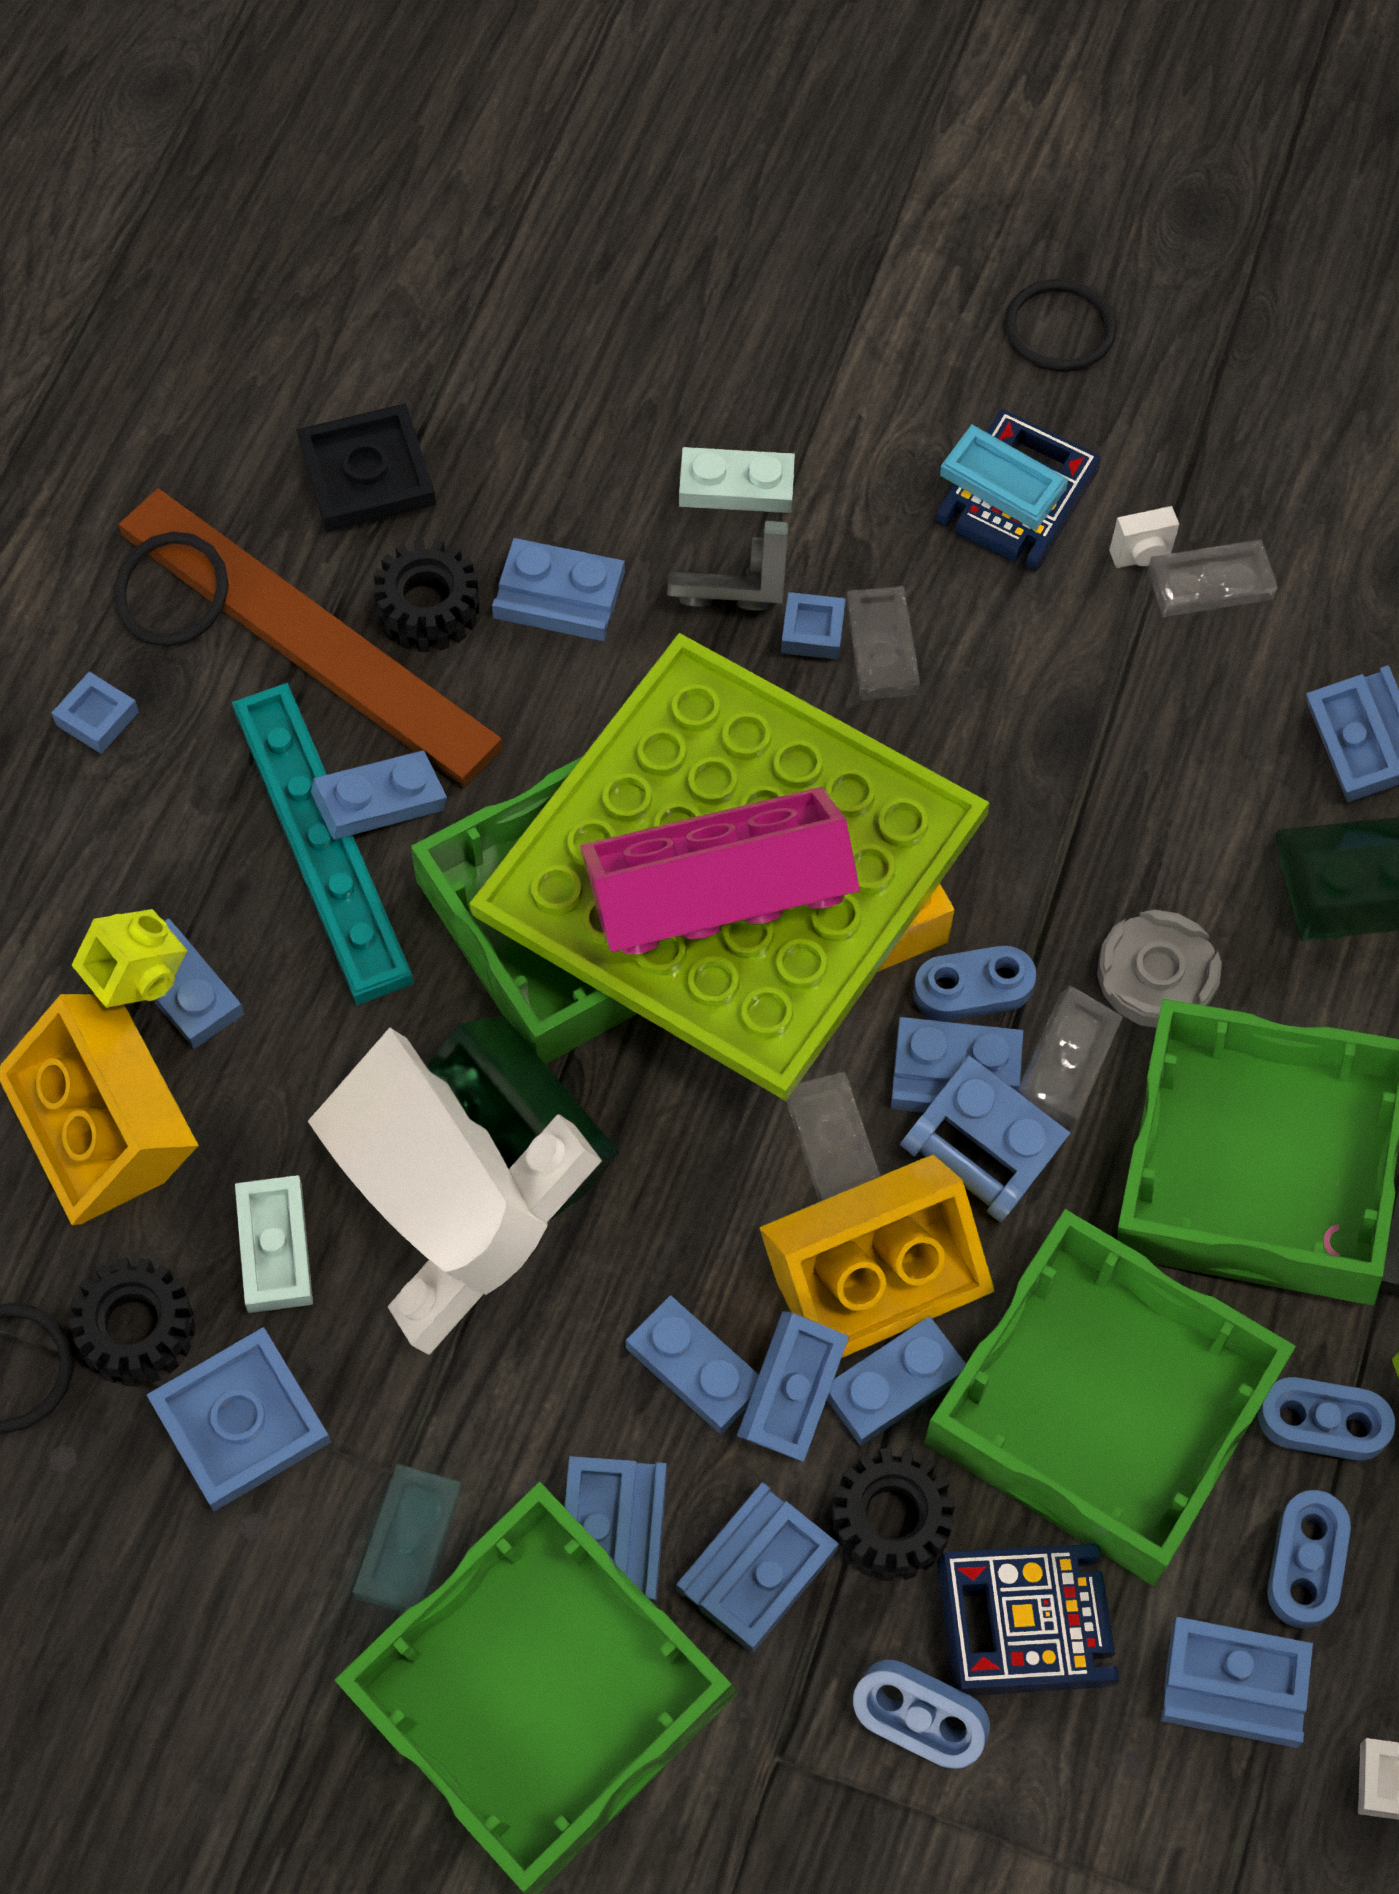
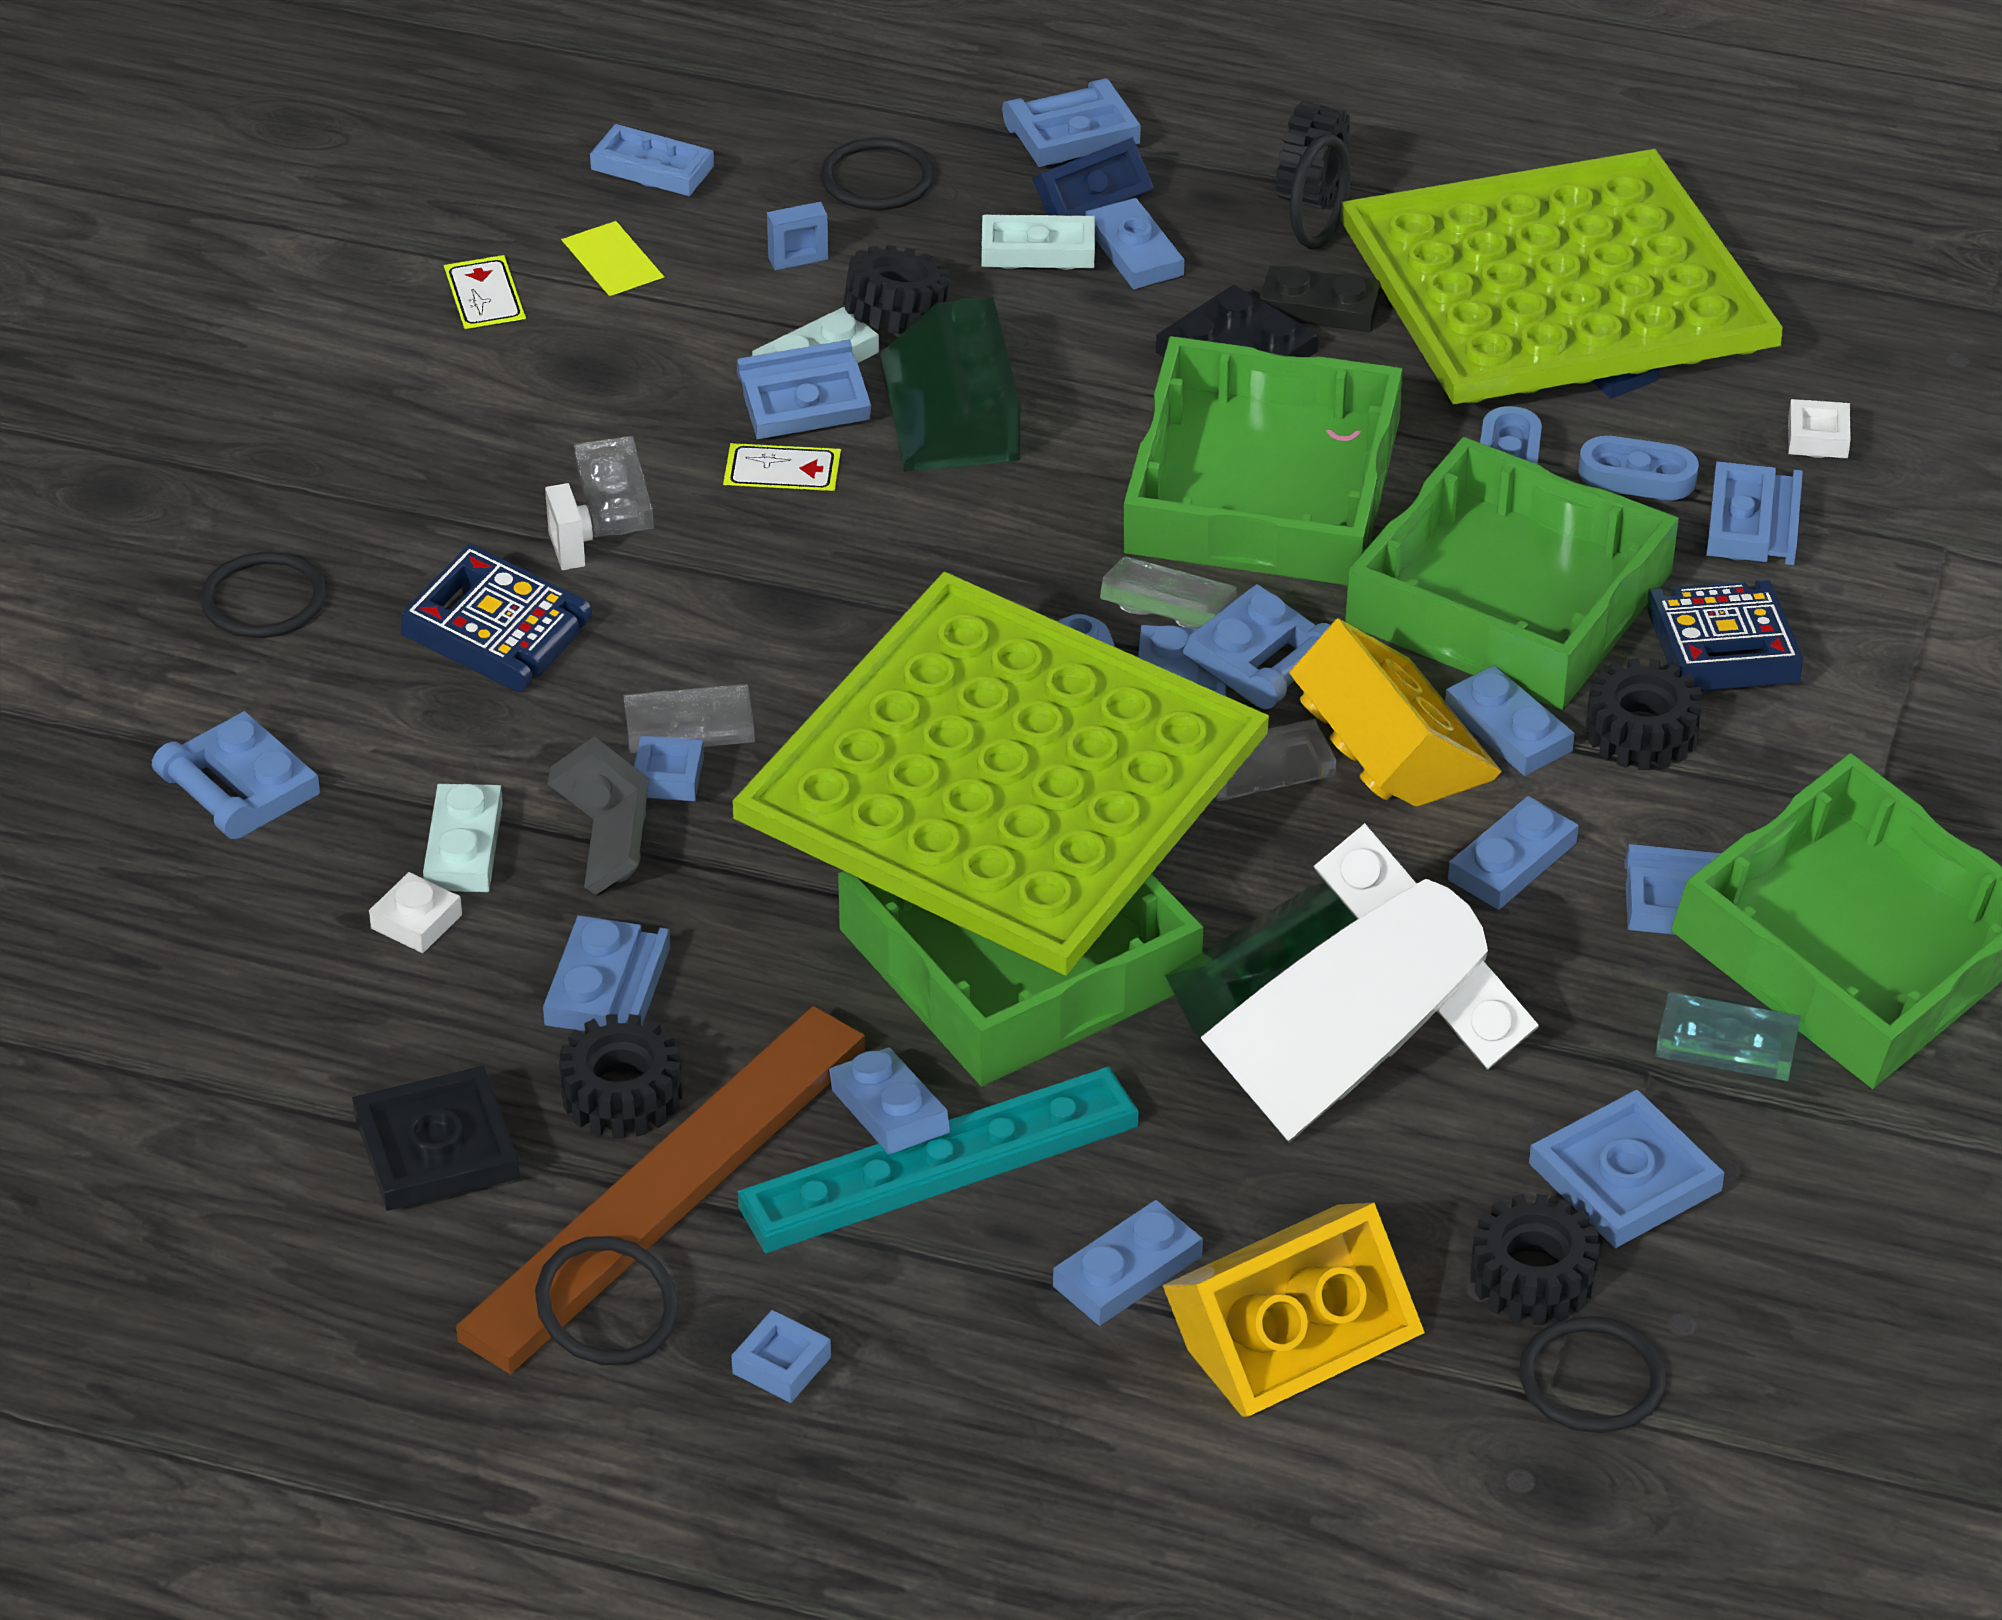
camera: 90 degrees left, 20 degrees down
(129, 958) = (1137, 1243): neon yellow brick -> none
(273, 1244) = (1433, 1154): light aqua plate -> none
(644, 449) = (415, 912): none -> white plate
(720, 870) = (1036, 743): dark pink slope -> none
(757, 1567) = (1707, 797): medium blue plate -> none
(793, 1386) = (1514, 759): medium blue plate -> none
(824, 329) = (249, 763): none -> medium blue plate
(919, 1717) = (1824, 693): medium blue plate -> none
(1003, 477) = (493, 612): medium azure tile -> none
(1155, 960) = (1060, 544): light grey tile -> none
(1272, 728) = (782, 467): none -> white sticker

